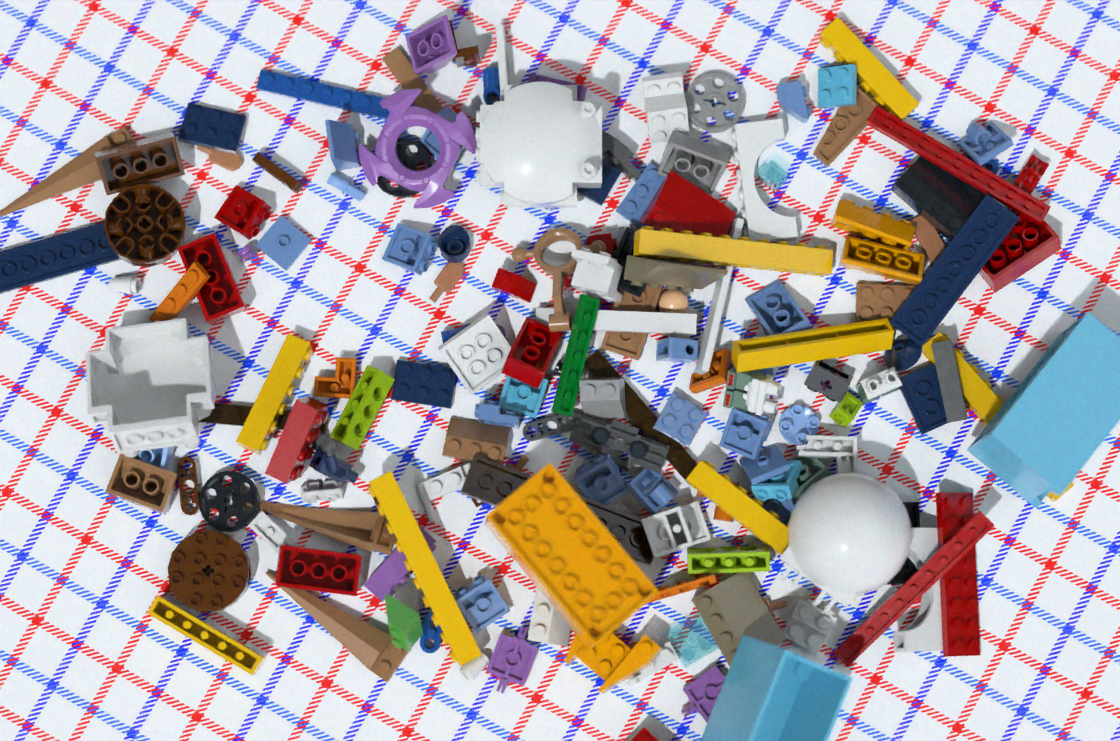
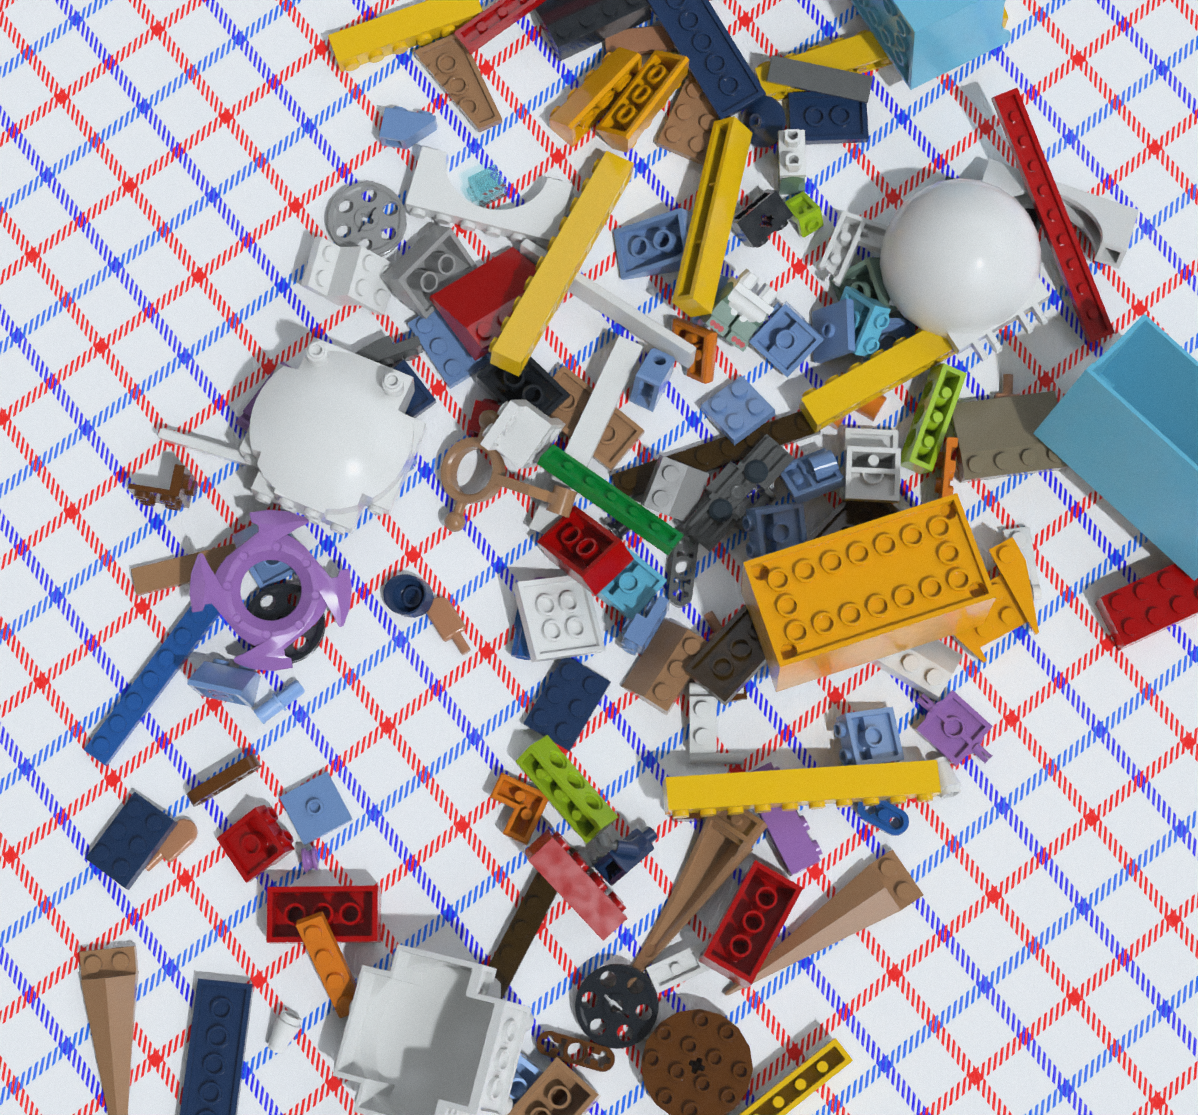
camera: 65 degrees left, 5 degrees down
(125, 222) = (203, 950): reddish brown brick -> none
(139, 163) = (137, 948): reddish brown brick -> none
(274, 394) = (507, 896): yellow brick -> none
(312, 493) = (655, 871): white hinge -> none
(403, 623) = (859, 843): bright green slope -> none
(410, 249) = (392, 652): medium blue plate -> none
(431, 46) = (150, 520): medium lavender slope -> none
(491, 84) = (230, 472): blue piece -> none
(513, 285) = (489, 544): red slope -> none
(670, 273) = (558, 344): dark tan slope -> none
(673, 301) = (589, 362): light nougat hair -> none
(691, 640) = (1012, 502): clear light blue plate -> none
(704, 693) = (1084, 510): medium lavender plate -> none
(797, 423) = (799, 275): light blue dish -> none
(809, 626) = (1046, 357): white plate -> none
(837, 86) = (411, 70): medium azure plate -> none
(959, 583) = (1070, 167): red plate -> none

